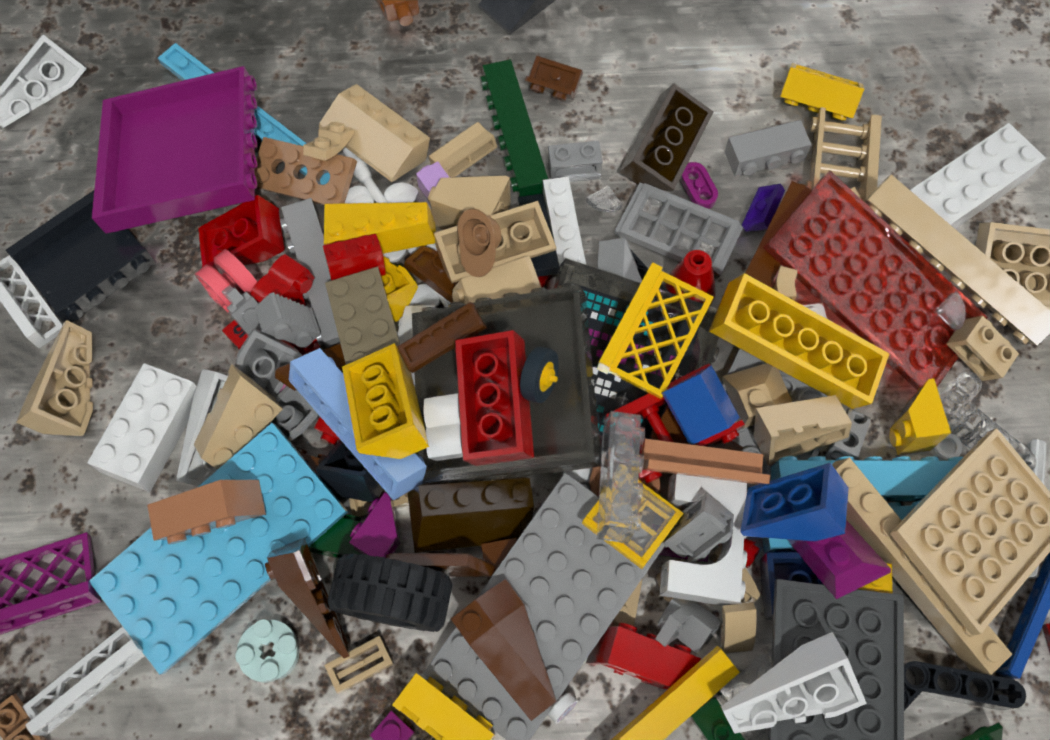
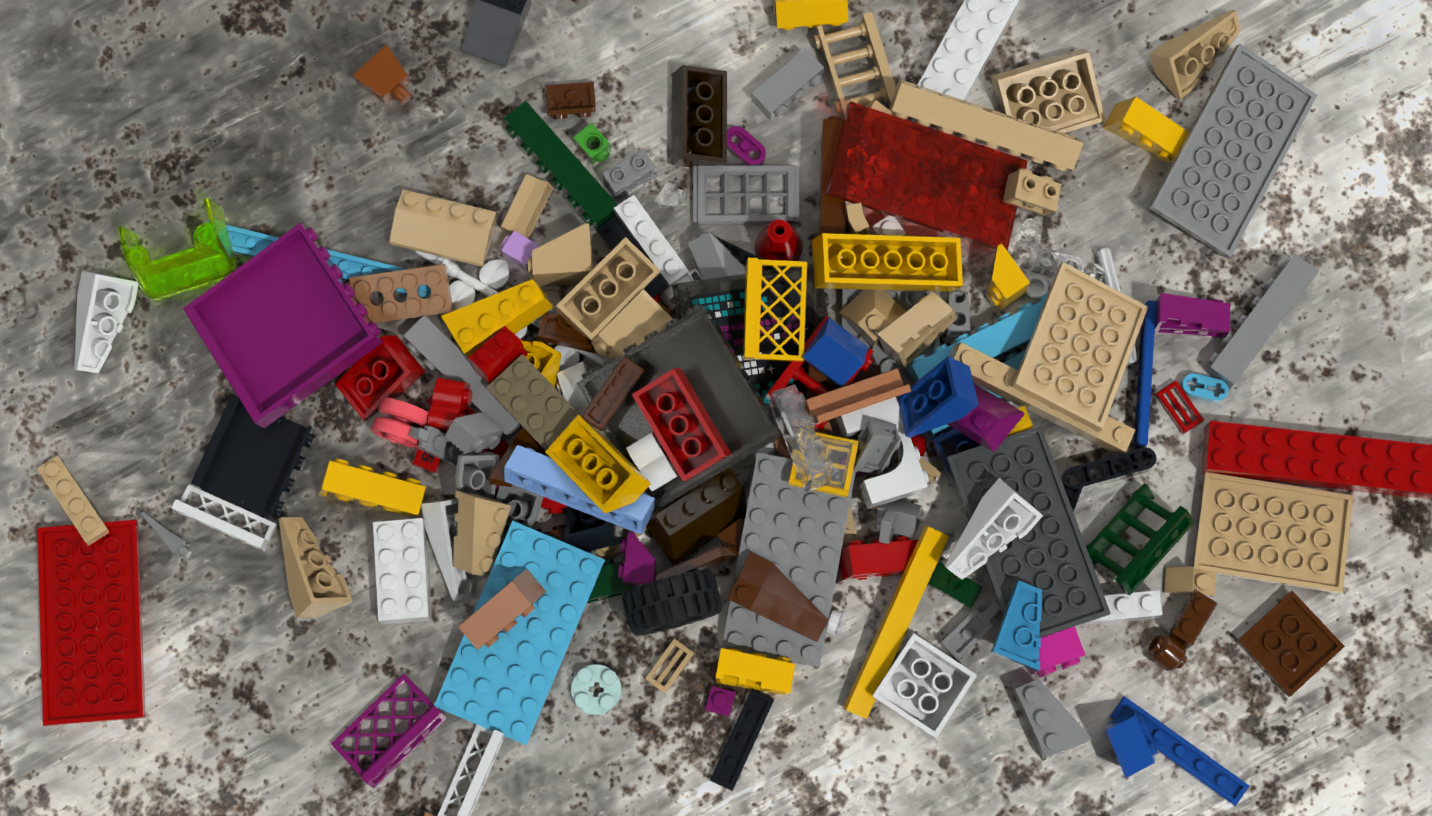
camera: 25 degrees left, 10 degrees up
(131, 67) = (187, 269): none -> clear neon green windscreen
(164, 332) = (372, 488): none -> yellow wedge
(302, 583) = (599, 625): reddish brown wedge -> none
(329, 142) = (414, 258): tan slope -> none
(478, 241) = (599, 300): medium nougat piece -> none
(539, 374) = (708, 391): black wheel -> none
(551, 115) = (589, 135): none -> bright green brick
(738, 627) = (935, 505): tan slope -> none
(763, 207) = (808, 144): dark purple plate -> none
(953, 311) = (997, 171): clear tile -> none

